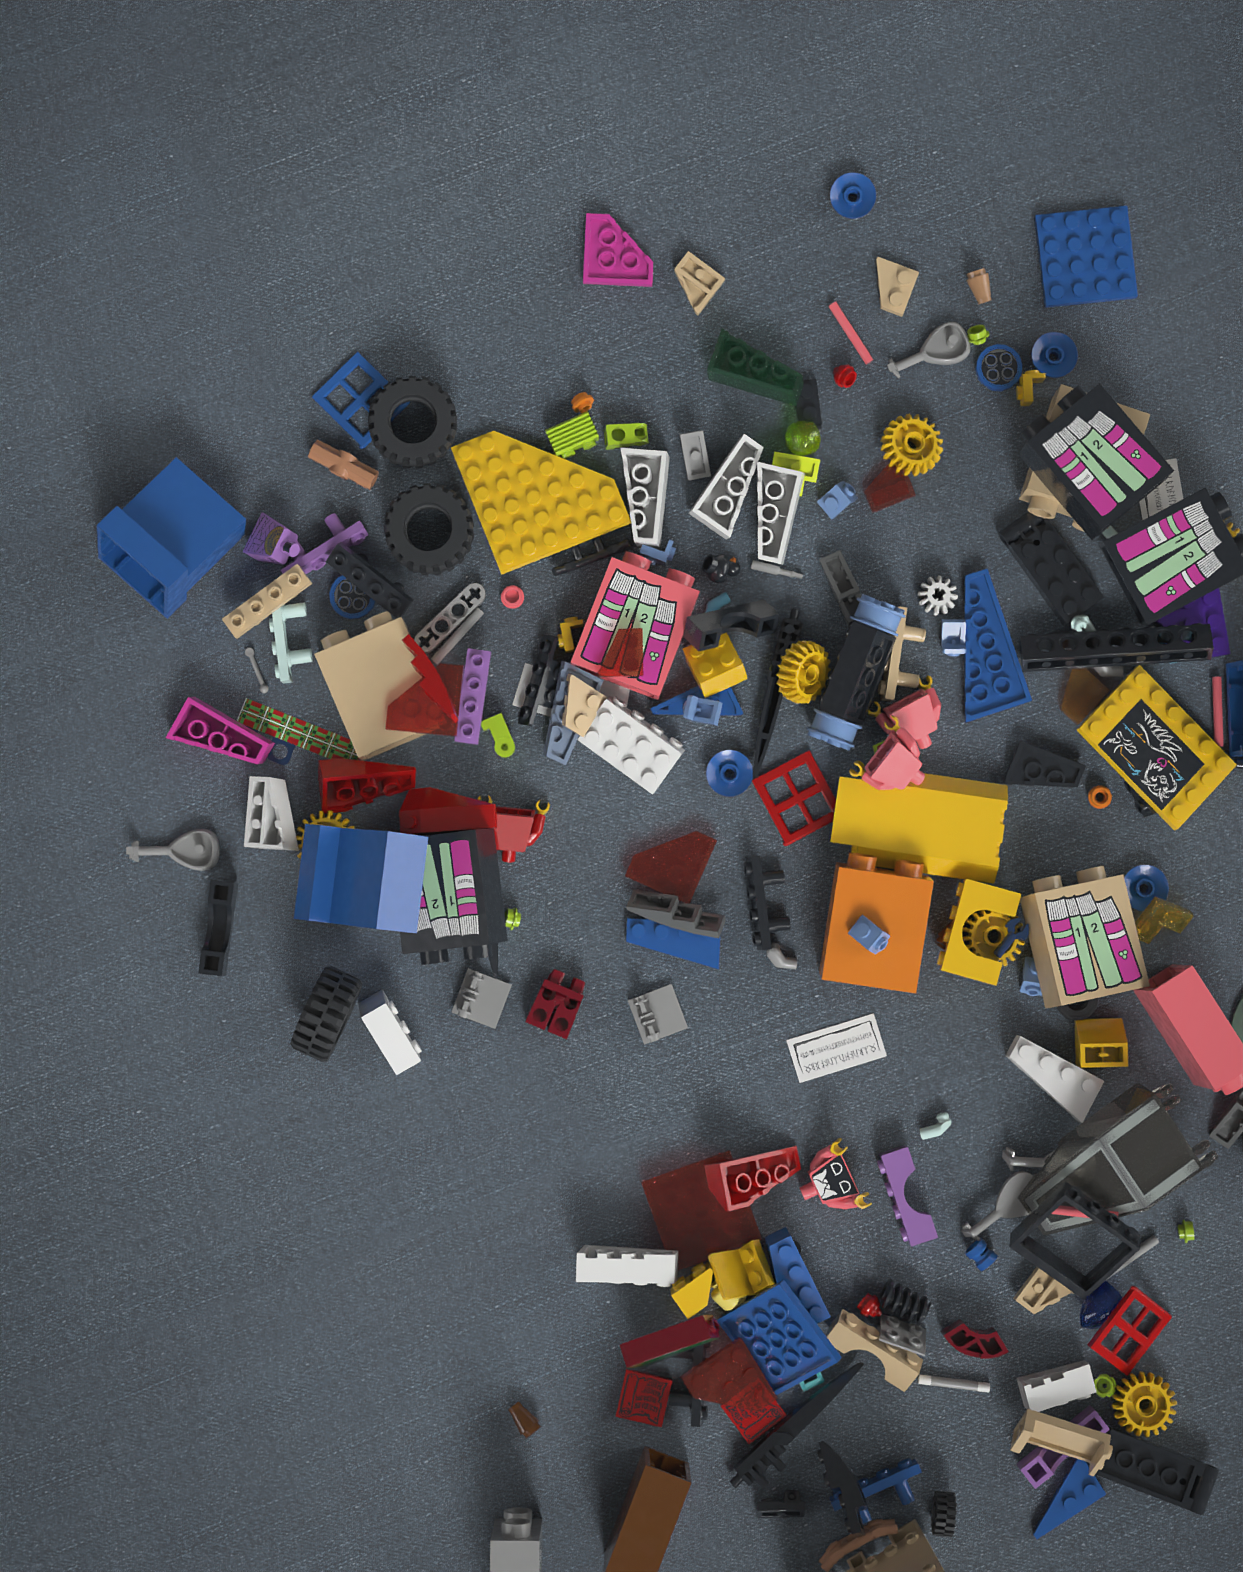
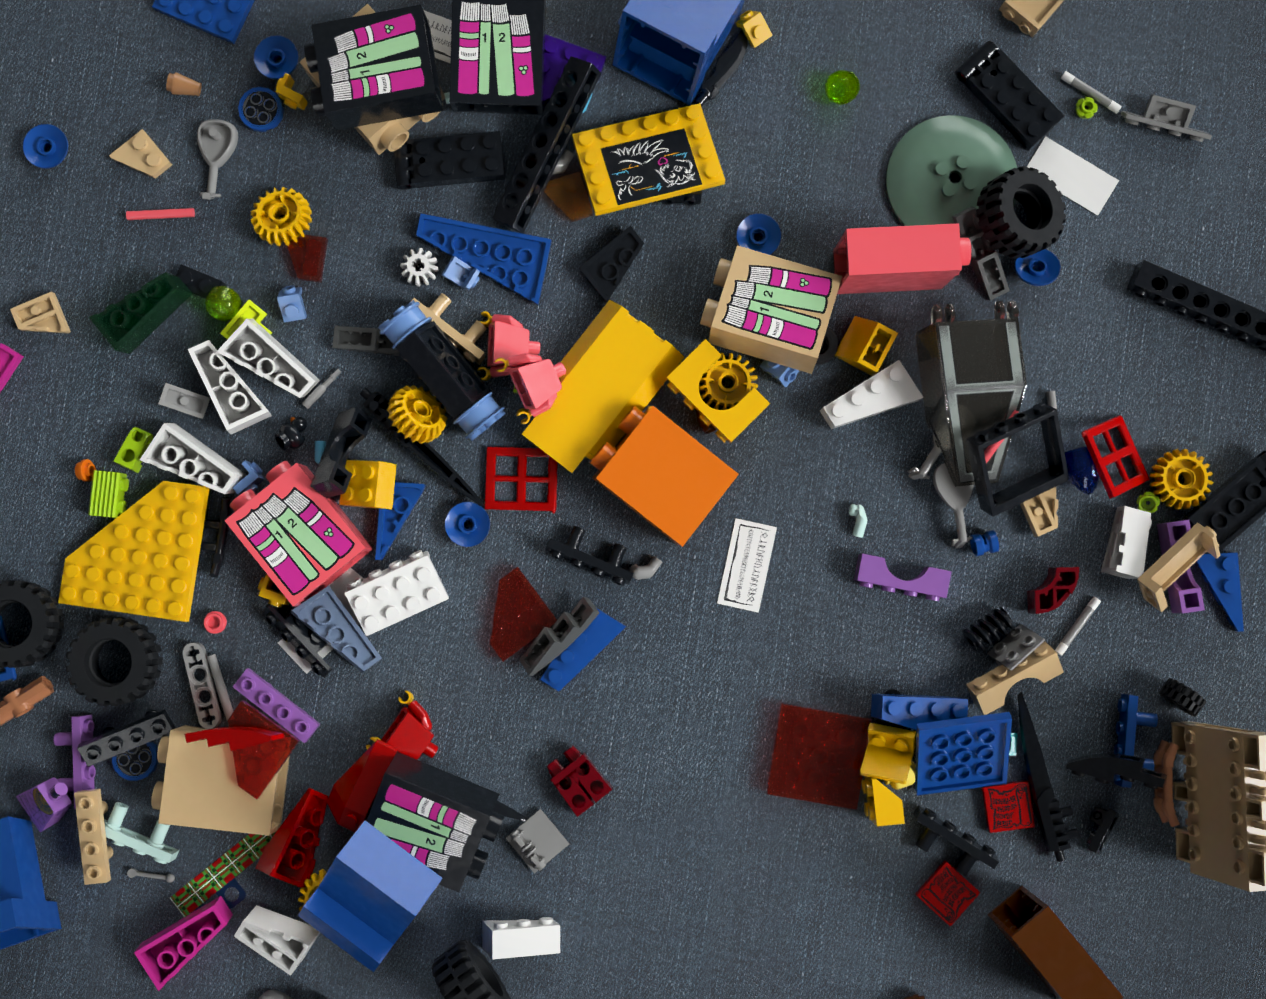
camera: 60 degrees left, 0 degrees up
(504, 743) = (318, 697): lime leg -> none
(512, 918) = (484, 777): lime plate -> none
(580, 705) = (337, 617): tan wing -> none
(624, 655) = (312, 557): clear red wing -> none
(626, 1265) = (829, 848): white wedge -> none
(657, 1014) = (634, 699): light grey hinge -> none
(670, 1341) = (914, 848): dark red slope -> none
(702, 710) = (400, 517): medium blue bracket -> none
(730, 1379) = (973, 813): clear red plate -> none
(746, 1178) = (813, 706): red wedge -> none
(833, 1180) = (855, 631): torso -> none
(844, 375) = (192, 239): red plate -> none
(869, 935) = (667, 485): medium blue bracket -> none
(869, 1306) = (976, 660): red plate -> none
(977, 334) = (222, 110): lime plate -> none
(1010, 937) = (740, 377): dark blue bar -> none
(1082, 622) = (510, 161): light aqua arm -> none
(1107, 797) = (662, 223): orange plate -> none
(1161, 914) = (788, 234): clear yellow plate -> none
(1186, 1231) = (1058, 363): lime plate -> none
(1217, 710) = (640, 90): coral bar -> none

